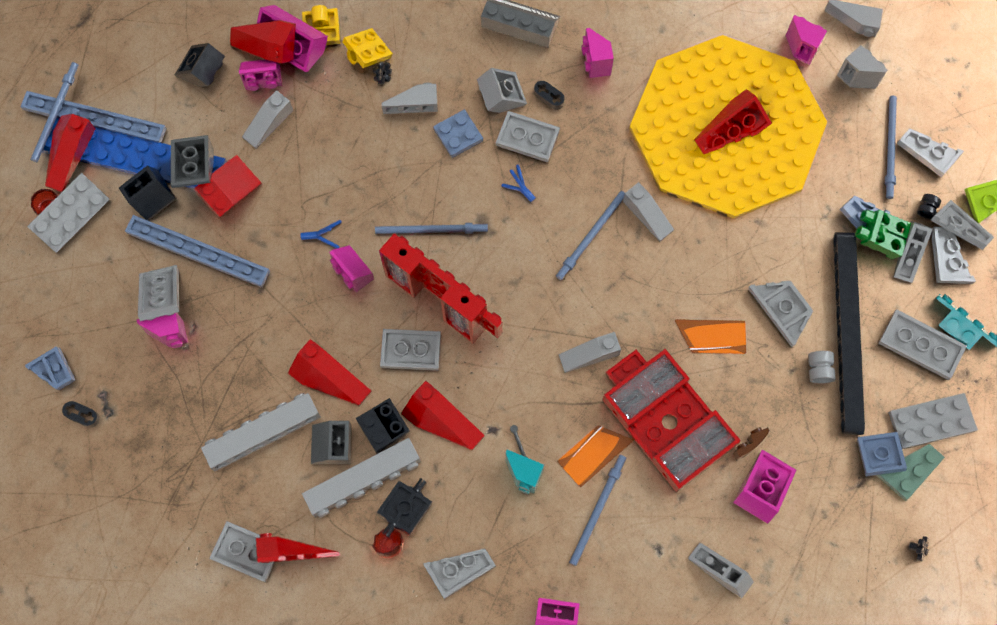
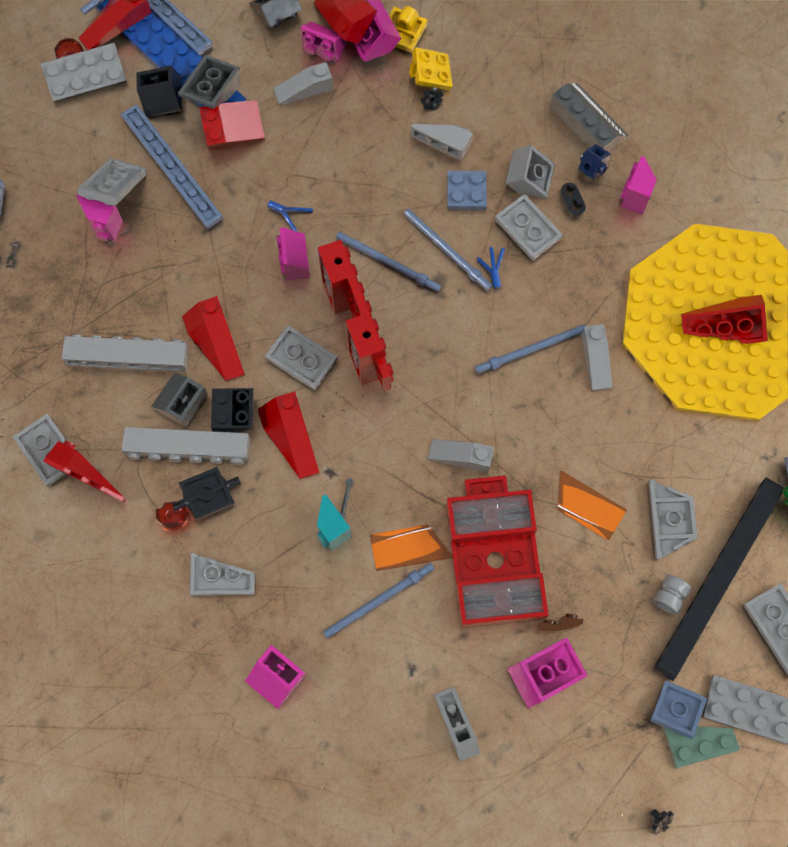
camera: 30 degrees right, 0 degrees up
(506, 199) = (474, 274): none -> sand blue bar
(548, 53) = (594, 161): none -> dark blue brick

